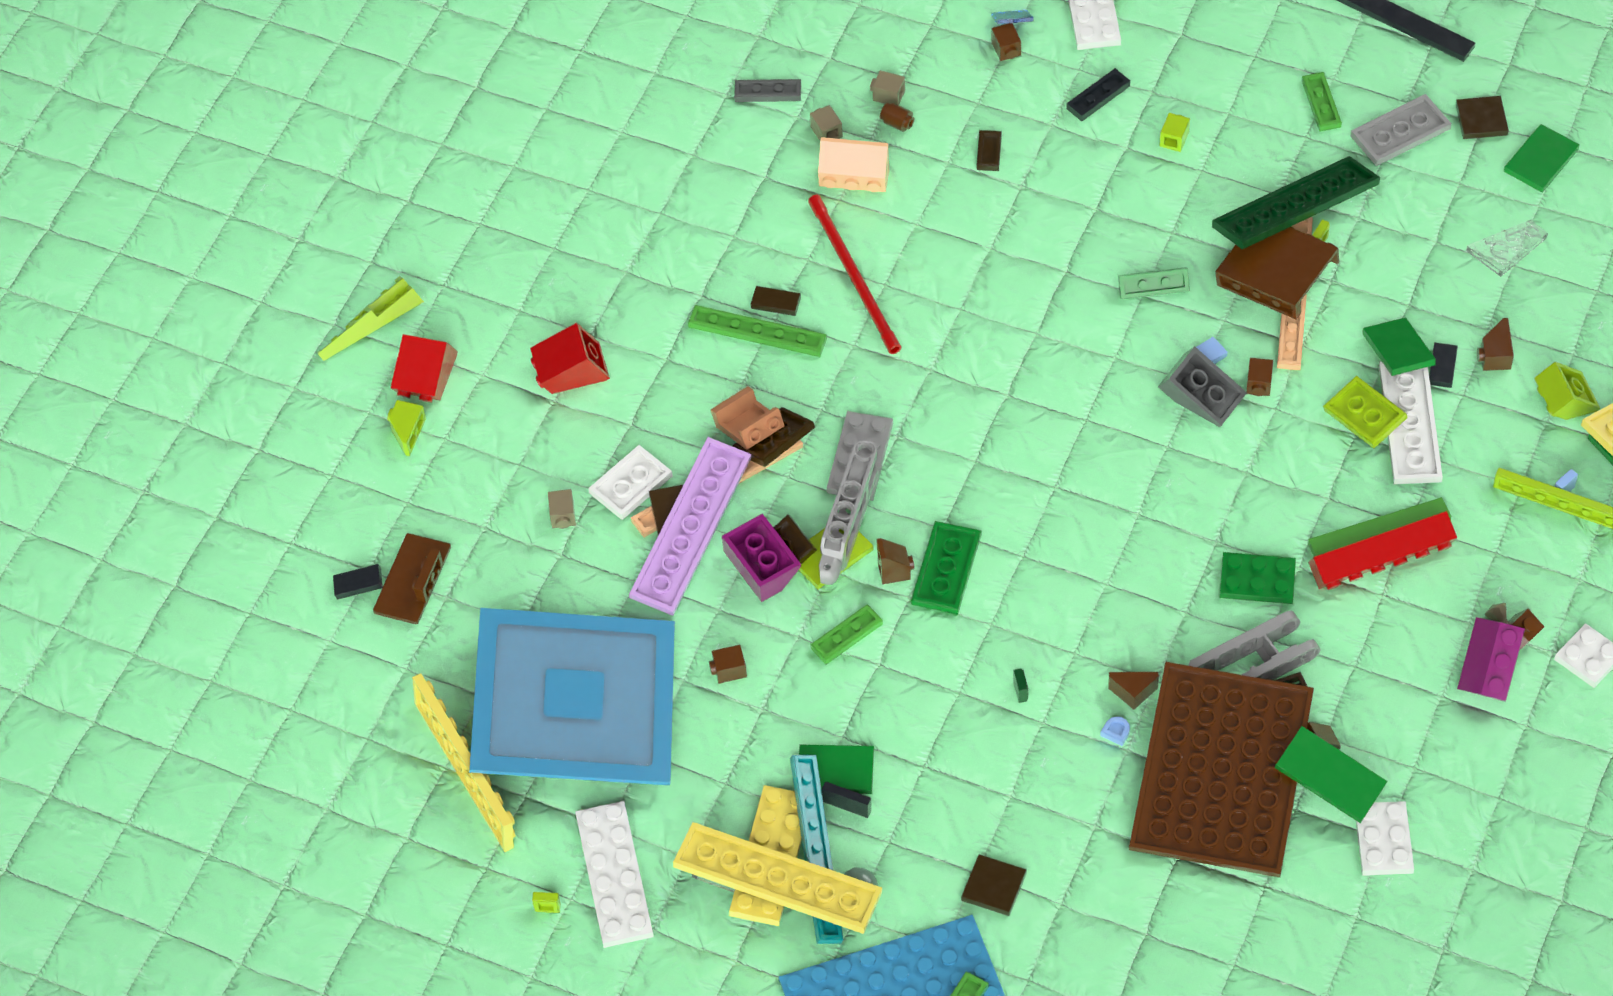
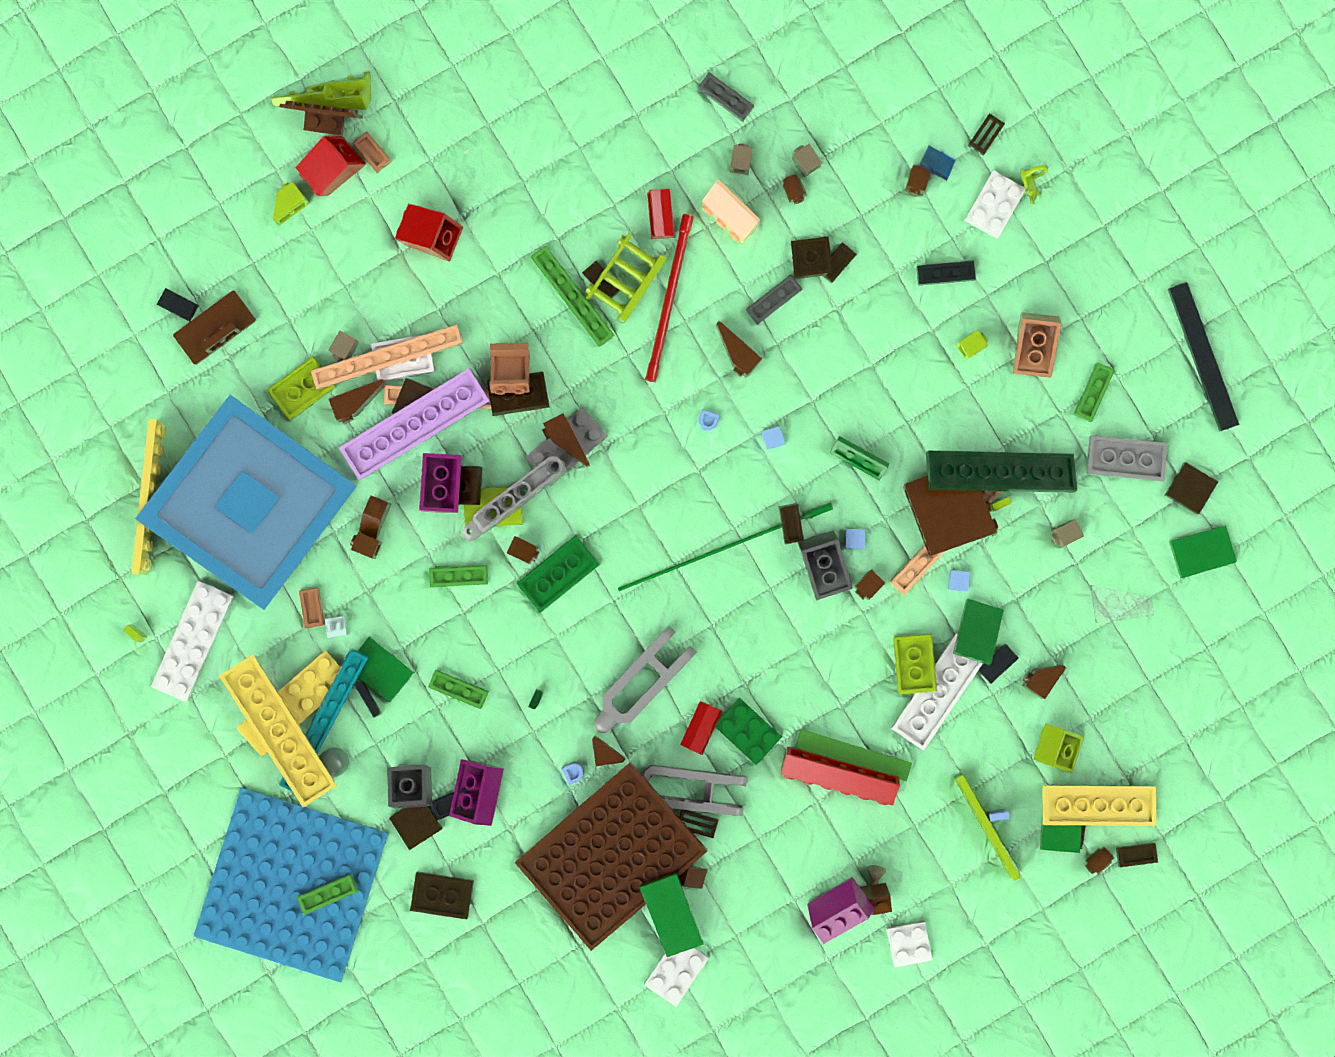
camera: 30 degrees right, 30 degrees up
(383, 331) = (323, 120): none -> reddish brown bracket
(458, 337) = (372, 152): none -> nougat tile
(546, 575) = (297, 390): none -> lime tile
(609, 551) = (353, 402): none -> reddish brown slope
(614, 487) = (387, 357): none -> light nougat tile
(714, 628) = (374, 516): none -> reddish brown slope
(717, 760) = (311, 607): none -> nougat tile
(757, 760) = (336, 626): none -> light aqua tile
(786, 212) = (660, 214): none -> red piece
(817, 270) = (633, 294): none -> lime fence
(843, 433) = (564, 437): none -> reddish brown slope
(933, 733) = (458, 689): none -> bright green tile
(955, 214) = (774, 299): none -> dark grey tile
(959, 844) = (409, 786): none -> dark grey brick
(960, 272) = (740, 354): none -> reddish brown slope
(961, 158) = (811, 257): none -> dark brown tile
(980, 347) = (708, 420): none -> light blue tile
(1015, 841) = (442, 806): none -> black tile
(1032, 808) = (482, 788): none -> magenta slope
(1056, 321) = (773, 438): none -> light blue tile
(1079, 934) = (441, 895): none -> dark brown tile
(1109, 646) = (610, 715): none -> light grey piece
(1137, 375) = (791, 523): none -> dark brown tile
(1148, 359) = (810, 514): none -> green piece
(1208, 600) = (701, 728): none -> red piece
(1233, 95) = (1036, 344): none -> nougat slope
(1341, 322) = (958, 580): none -> light blue tile
(1404, 219) = (1066, 533): none -> dark tan brick

